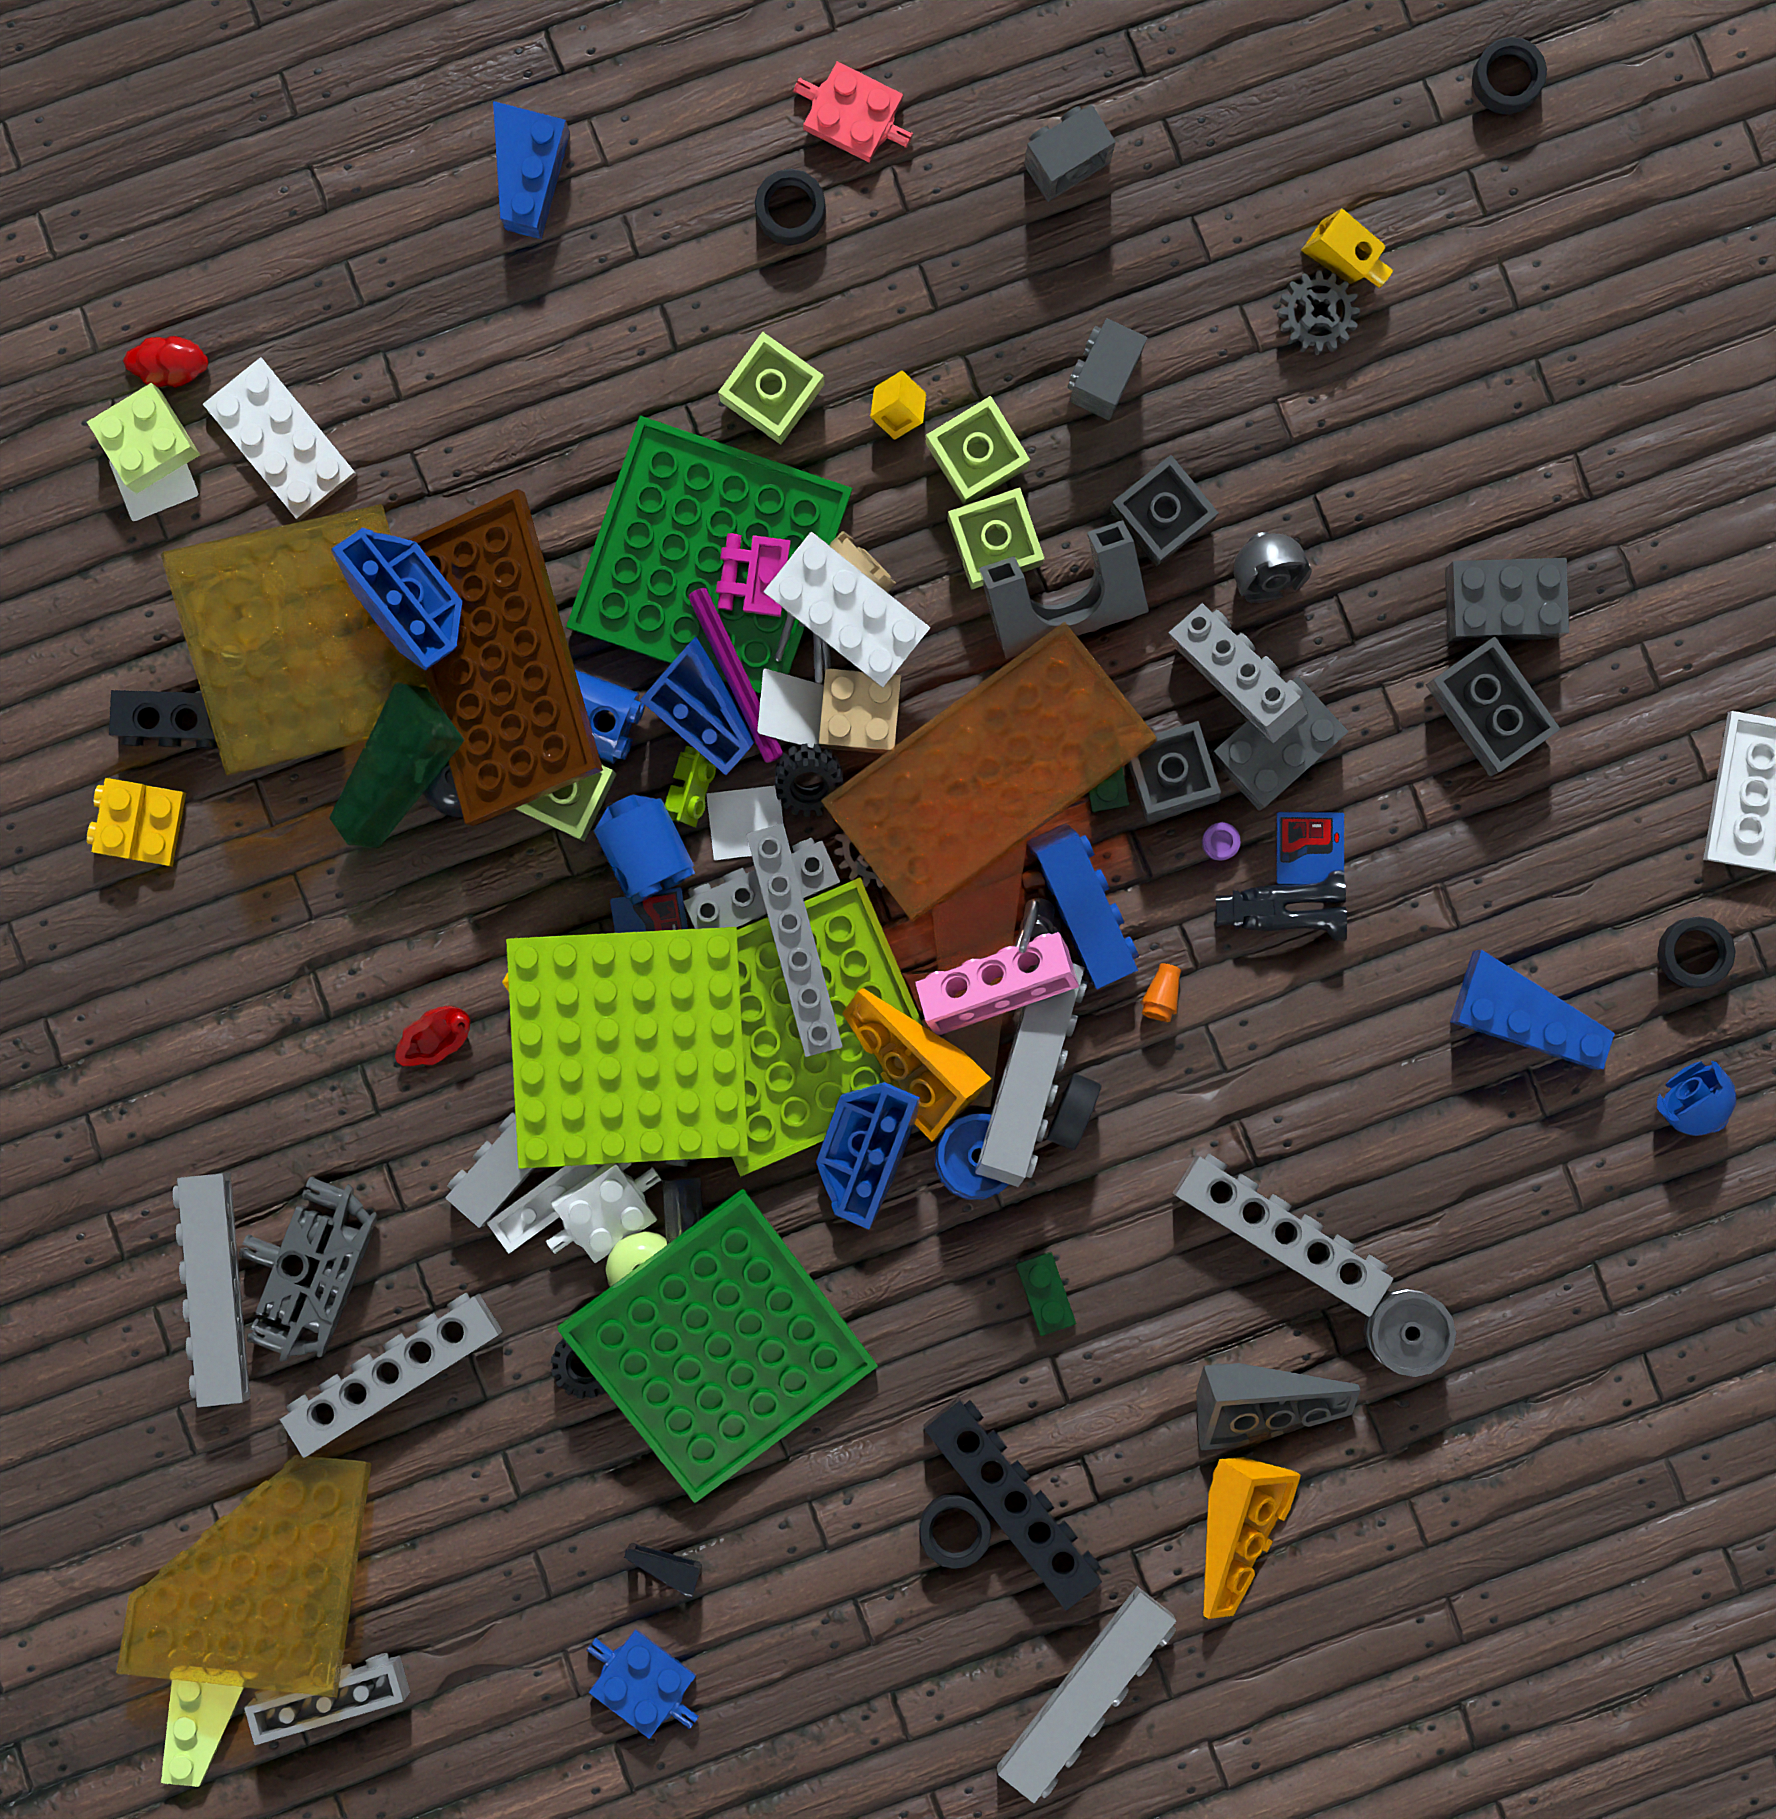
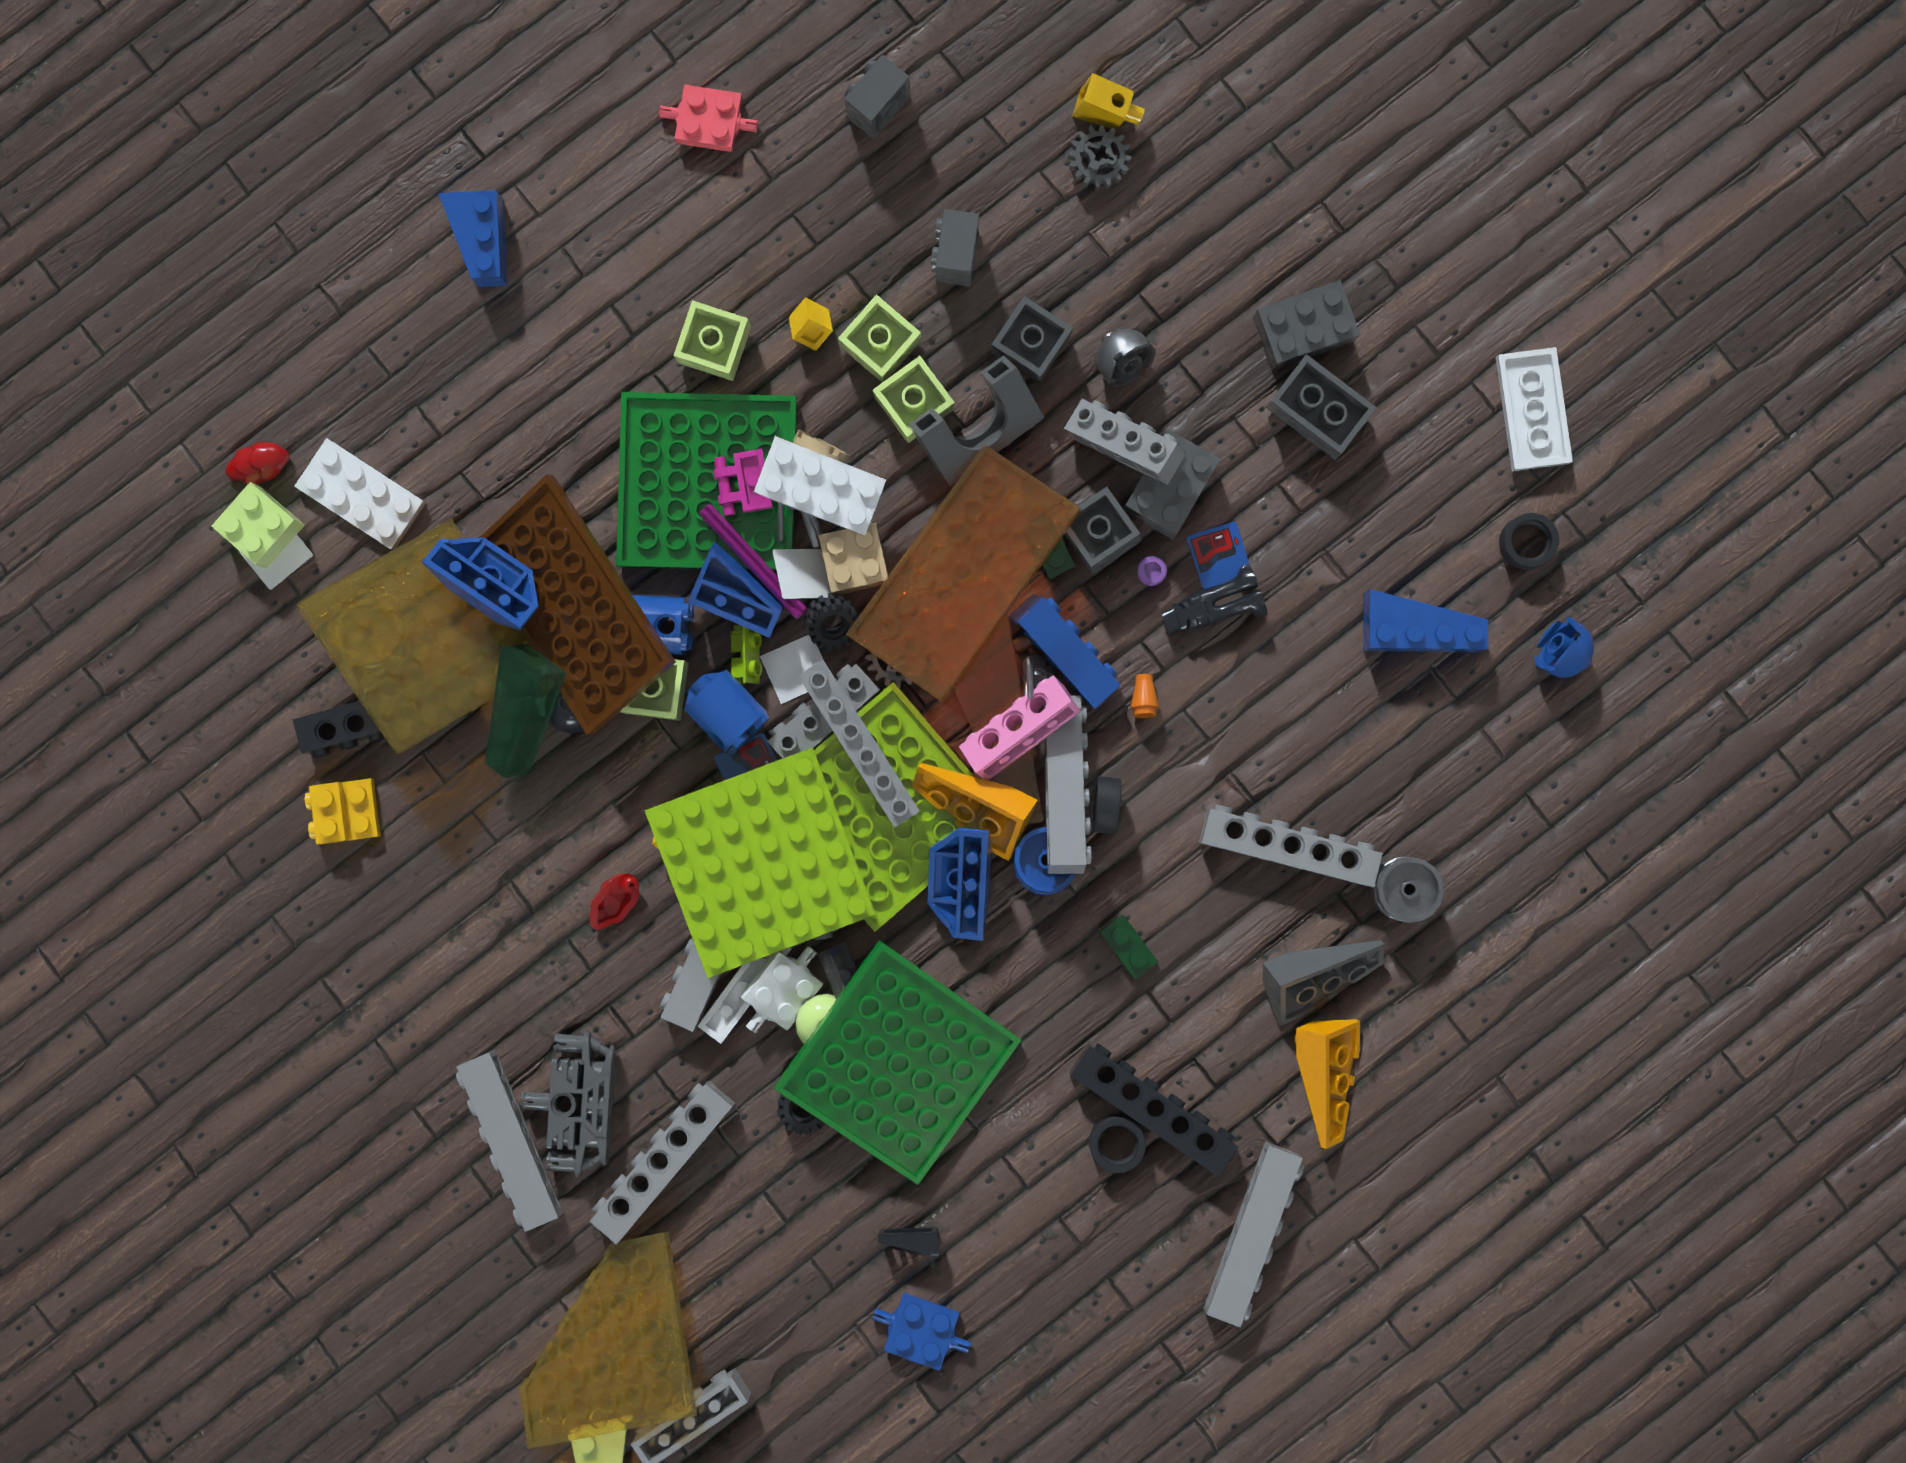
camera: 10 degrees left, 0 degrees up
(784, 178) = (673, 183): black tyre -> none

